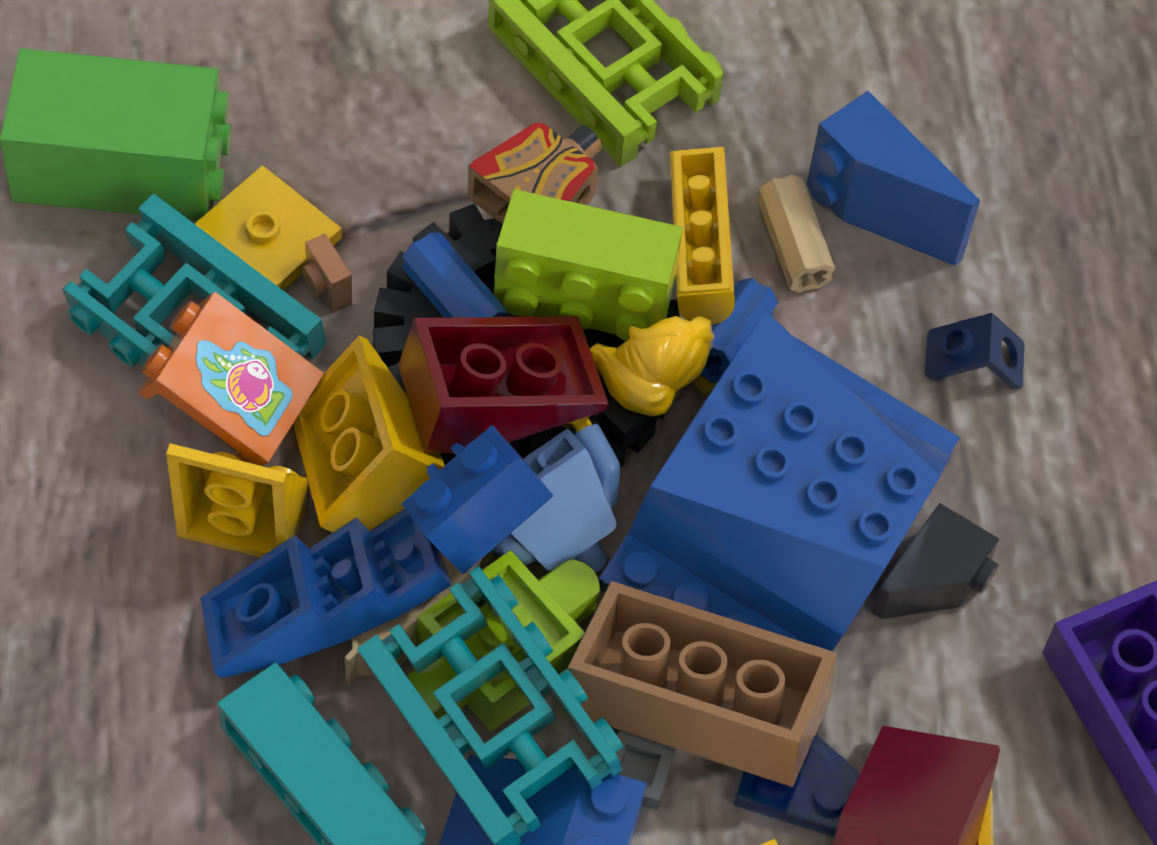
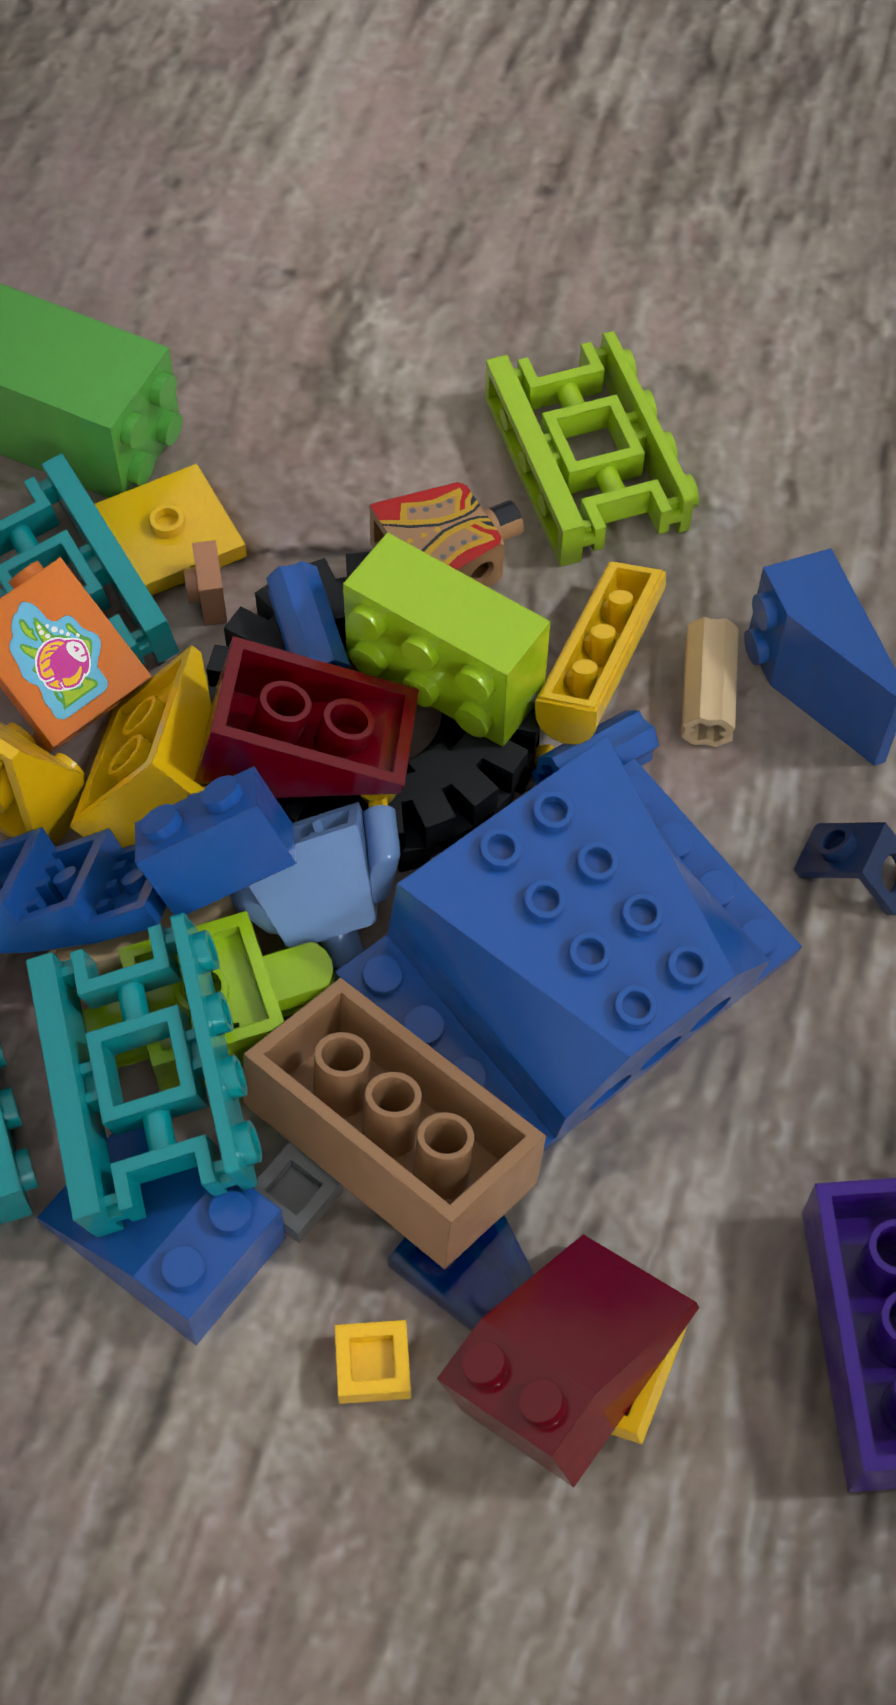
camera: 25 degrees right, 0 degrees up
(655, 363) = (479, 759): yellow hair -> none
(939, 567) = (717, 1079): black slope -> none

